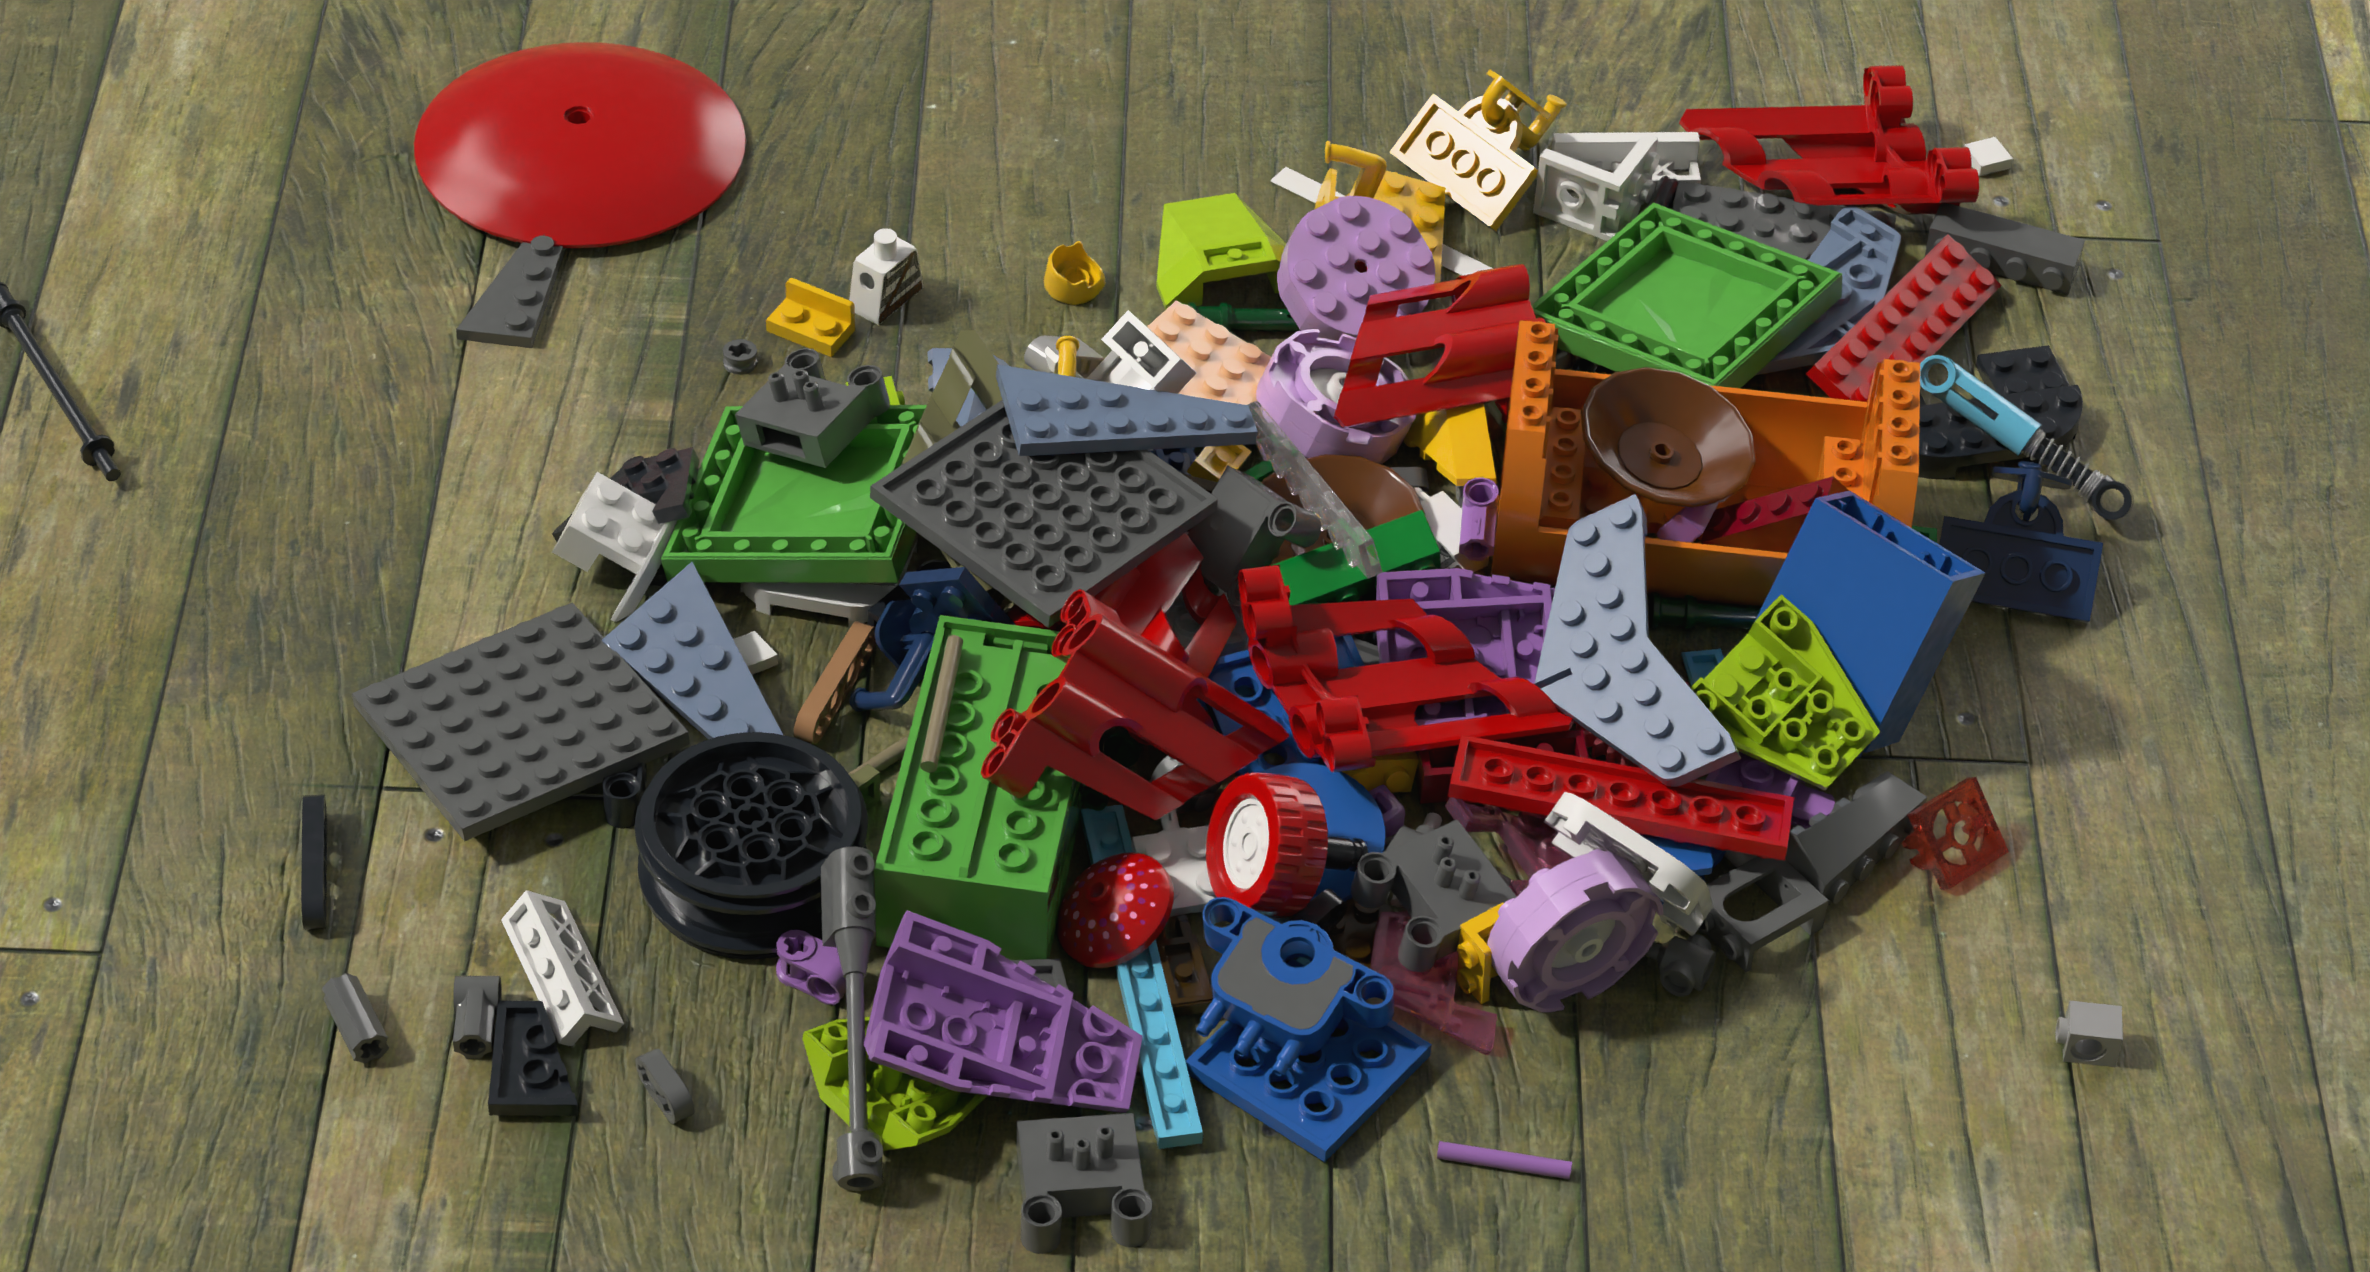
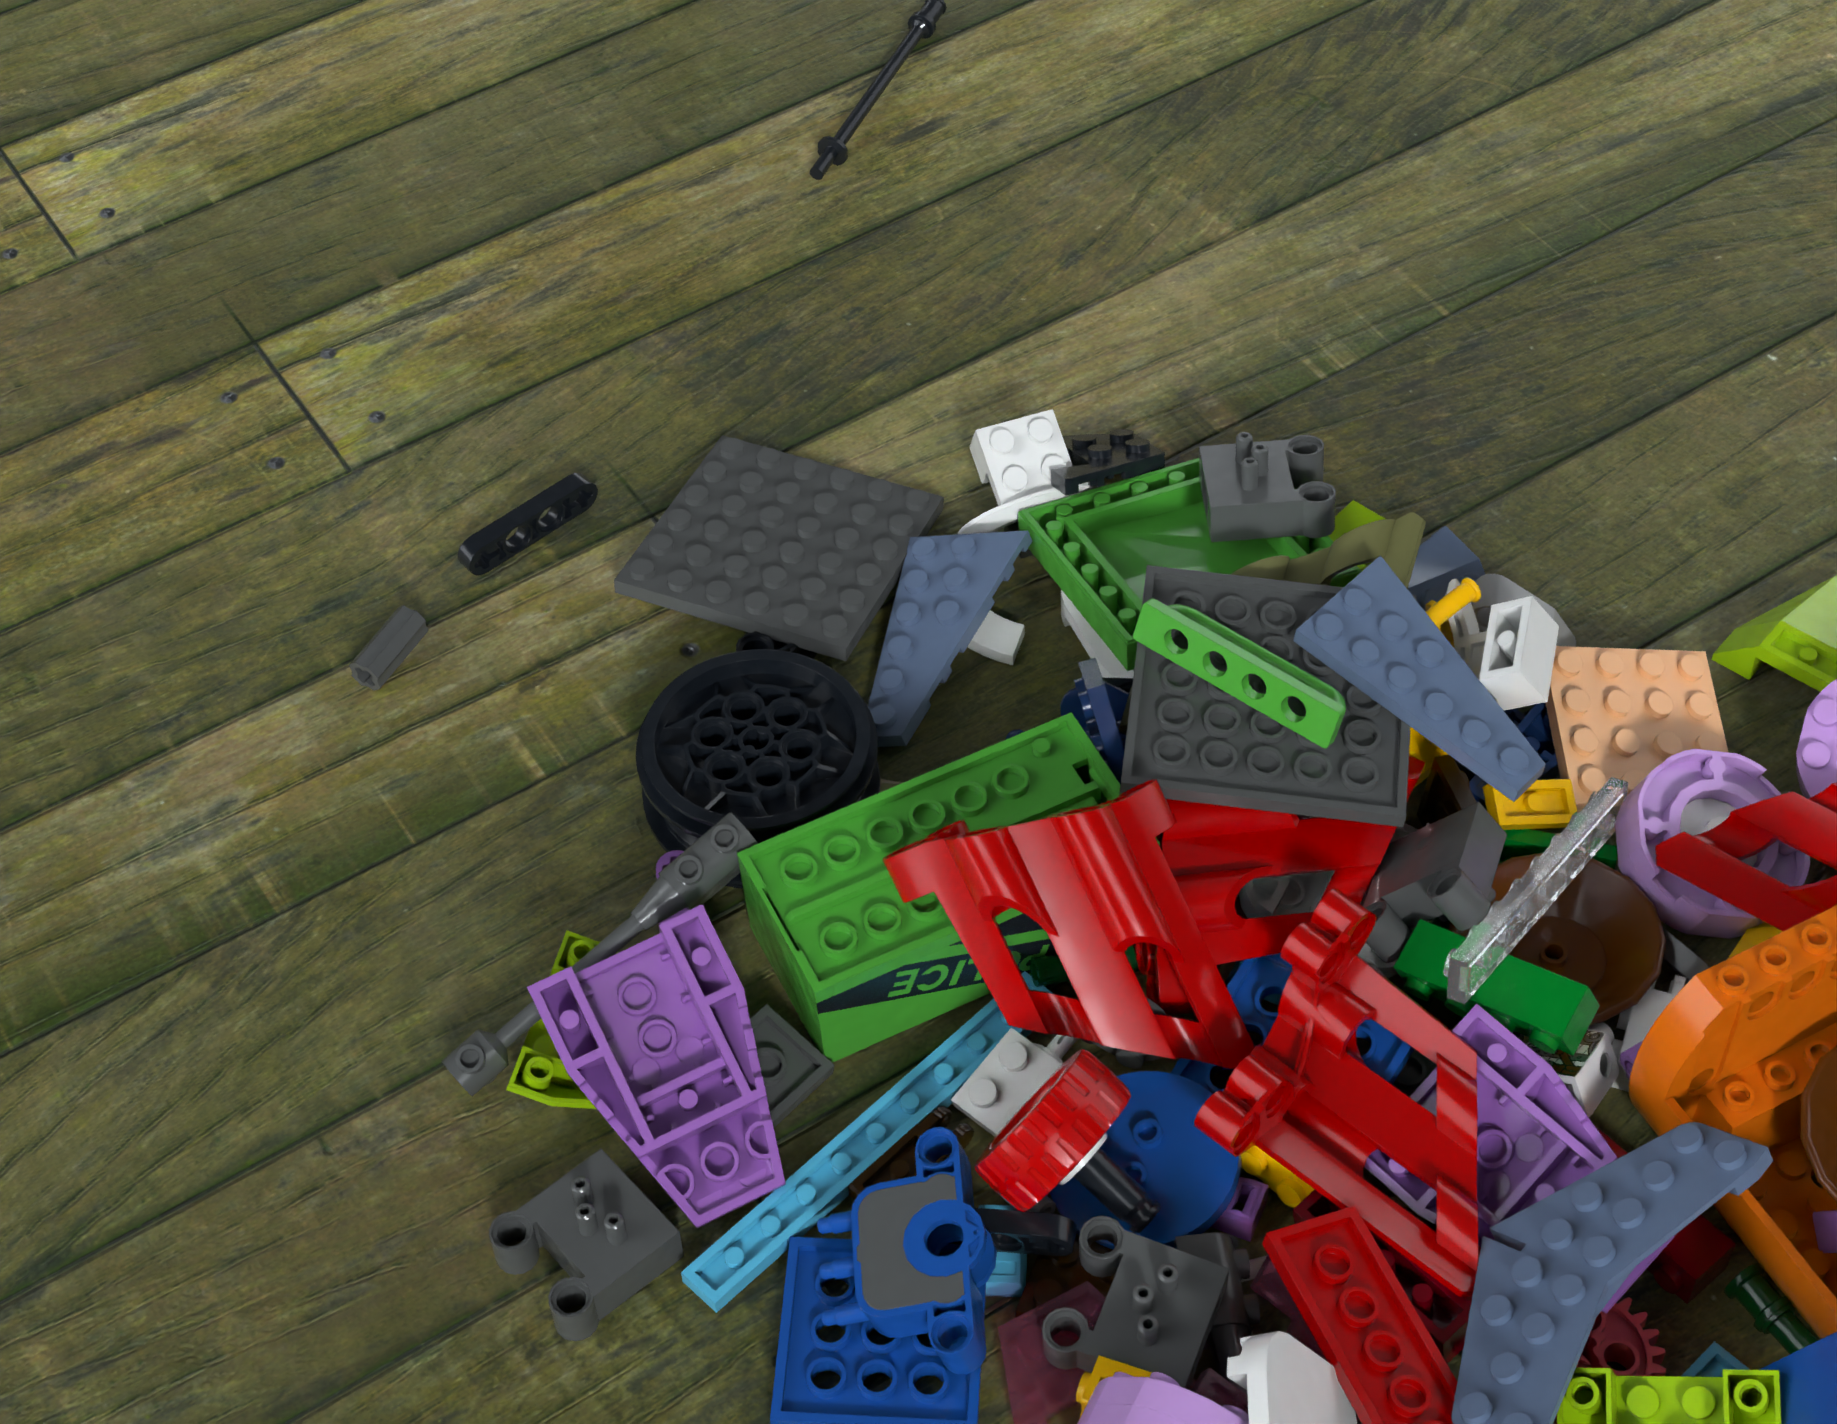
camera: 60 degrees right, 5 degrees up
(475, 1013) = (461, 708): dark grey piece -> none
(516, 298) = (1244, 261): dark grey wing -> none
(527, 1065) = (426, 779): black wing -> none
(555, 967) = (533, 732): white fence -> none
(580, 144) = (1459, 190): red dish -> none
(664, 1086) = (468, 881): dark grey beam -> none
(740, 356) = (1330, 424): dark grey bush -> none
(813, 318) = (1421, 440): yellow bracket -> none
(835, 683) = (968, 720): medium nougat beam -> none
(885, 277) = (1511, 448): white torso -> none
(941, 704) = (961, 777): dark tan bar -> none
(945, 498) = (1322, 702): none -> bright green piece
(1073, 275) = (1672, 568): yellow hair -> none
(1115, 910) = (918, 1068): red dish -> none
(1248, 319) = (1746, 706): dark green pin -> none

